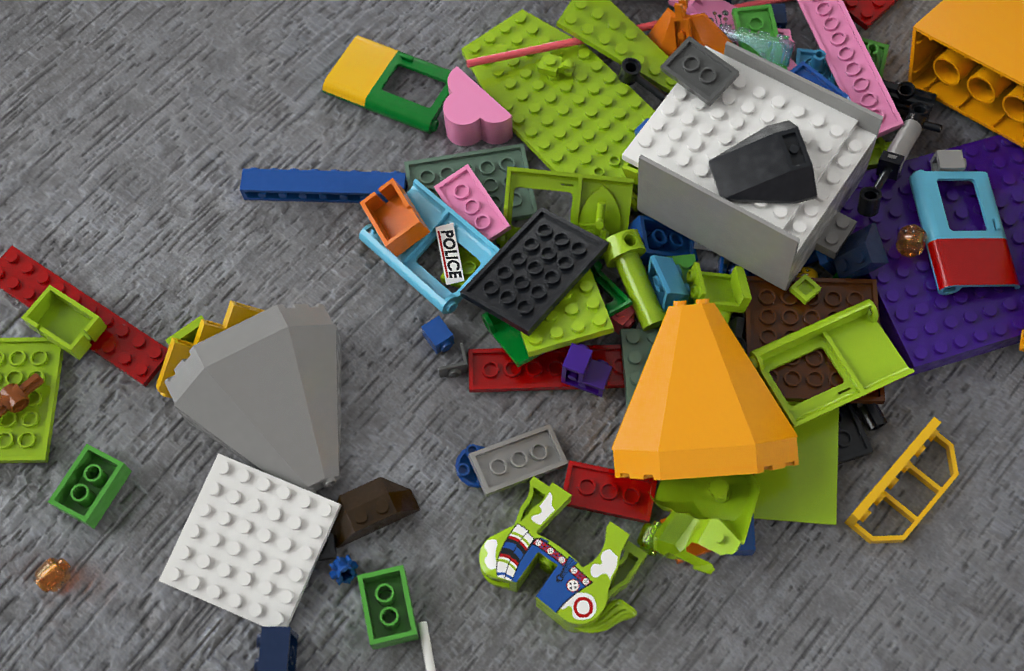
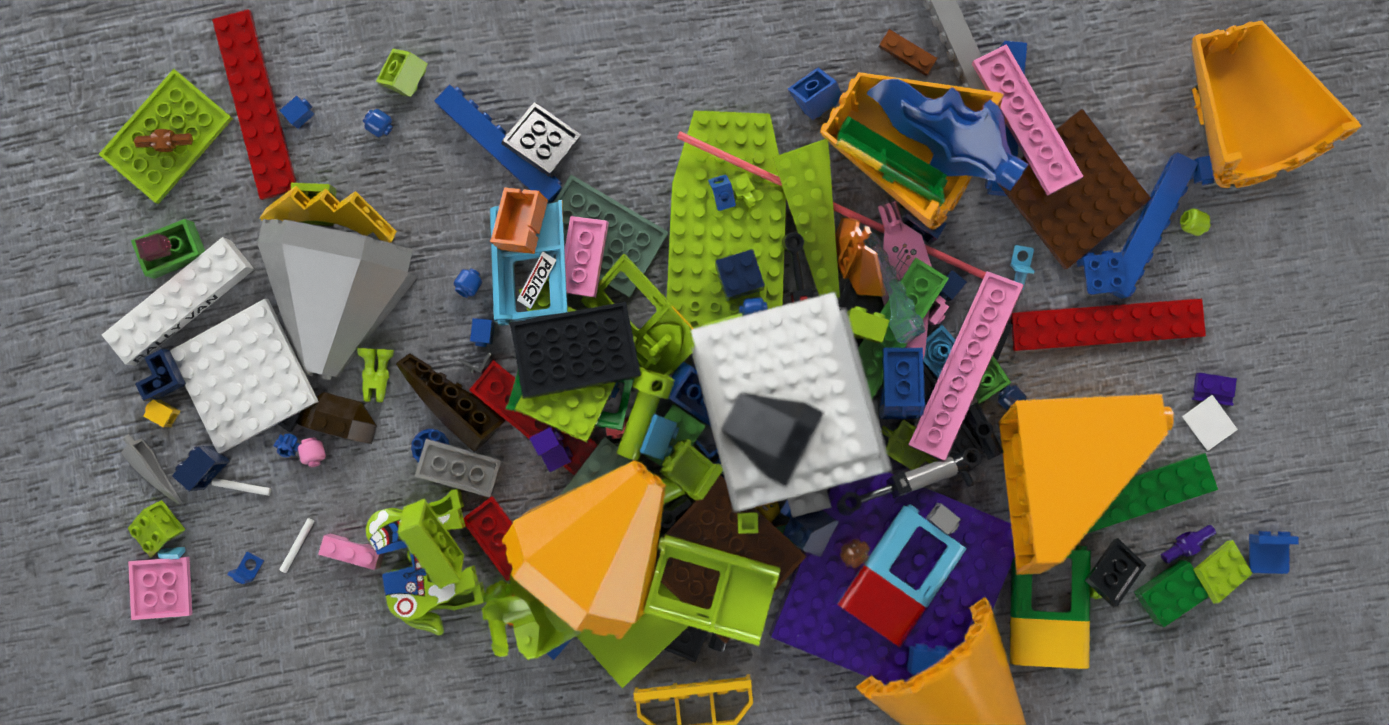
camera: 40 degrees right, 20 degrees up
(52, 574) = (104, 291): clear orange head -> none
(64, 322) = (237, 111): lime piece -> none
(76, 484) = (153, 247): none -> clear pink brick
(122, 289) = (297, 111): none -> blue brick
(133, 529) = (178, 302): none -> white brick
(176, 605) = (164, 378): none -> dark blue brick
(191, 193) = (402, 72): none -> lime slope
(195, 641) = (161, 413): none -> yellow brick
(203, 245) = (378, 122): none -> blue head
(329, 648) = (241, 486): none -> white bar
(356, 152) = (541, 139): none -> plate
(366, 70) = (606, 72): piece -> none
(371, 556) = (311, 452): none -> bright pink head
(380, 443) = (375, 379): none -> lime piece
(387, 607) = (293, 495): bright green brick -> none
(390, 307) = (467, 282): none -> blue head
(473, 113) = (647, 175): bright pink brick -> none
(477, 415) = (454, 406): none -> dark brown wedge
(496, 608) = (350, 552): none -> bright pink arch
(542, 77) = (722, 192): none -> blue bracket
(558, 523) = (431, 543): none -> lime brick
(613, 119) = (739, 275): none -> dark blue brick
(699, 71) = (802, 315): dark grey plate -> none
(899, 56) = (1009, 396): none -> dark blue head

